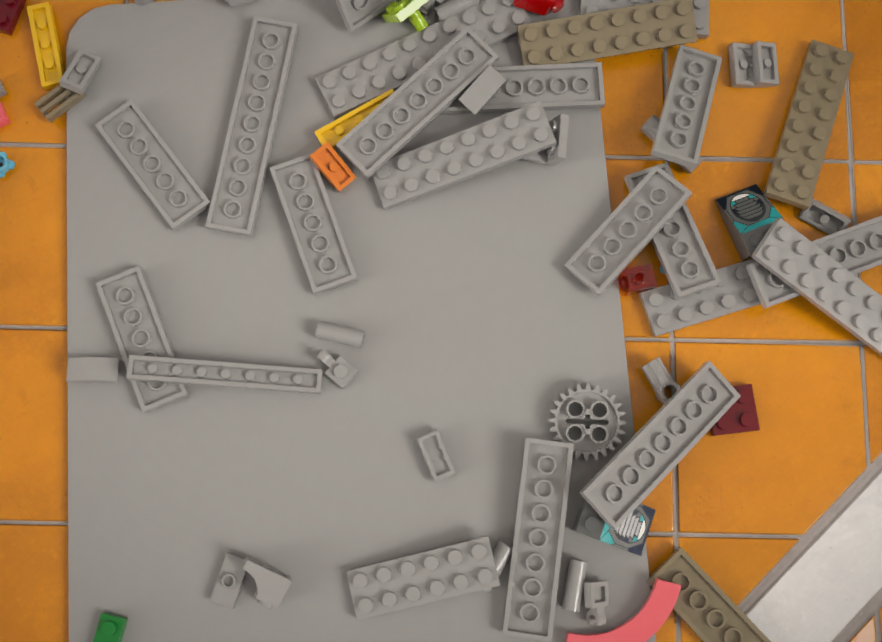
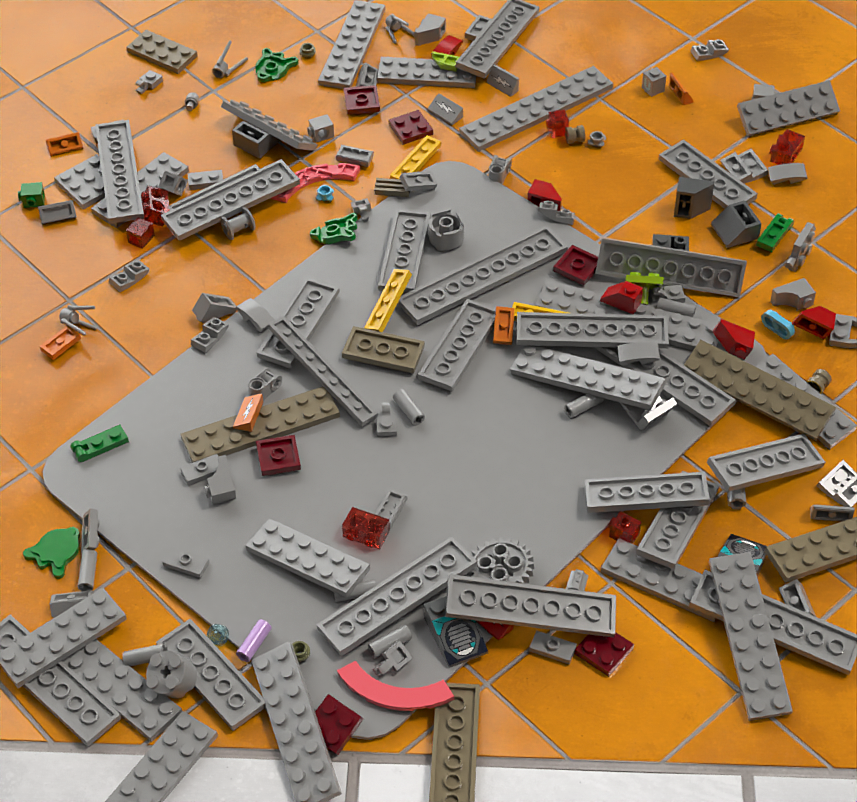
camera: 50 degrees right, 30 degrees down
(41, 398) = (213, 306): none -> light grey arch
(55, 149) = (361, 208): none -> light grey plate
(60, 198) = (336, 230): none -> green tile
(73, 432) = (210, 334): none -> light grey slope
(169, 106) = (446, 230): none -> light grey brick
(186, 433) = (264, 383): none -> light grey piece
(203, 239) = (388, 300): none -> yellow plate
(211, 487) = (248, 412): none -> slope
(228, 484) = (272, 422): none -> dark tan plate
(251, 294) = (383, 349): none -> dark tan plate
(282, 499) = (278, 455): none -> dark red plate
(325, 36) = (577, 265): none -> dark red plate
(407, 38) = (623, 296): none -> red slope
(437, 492) = (370, 528): none -> clear red brick
(481, 189) = (582, 404): none -> light grey piece
(705, 447) = (552, 647): none -> light grey plate
(769, 102) = (831, 513): none -> light grey slope

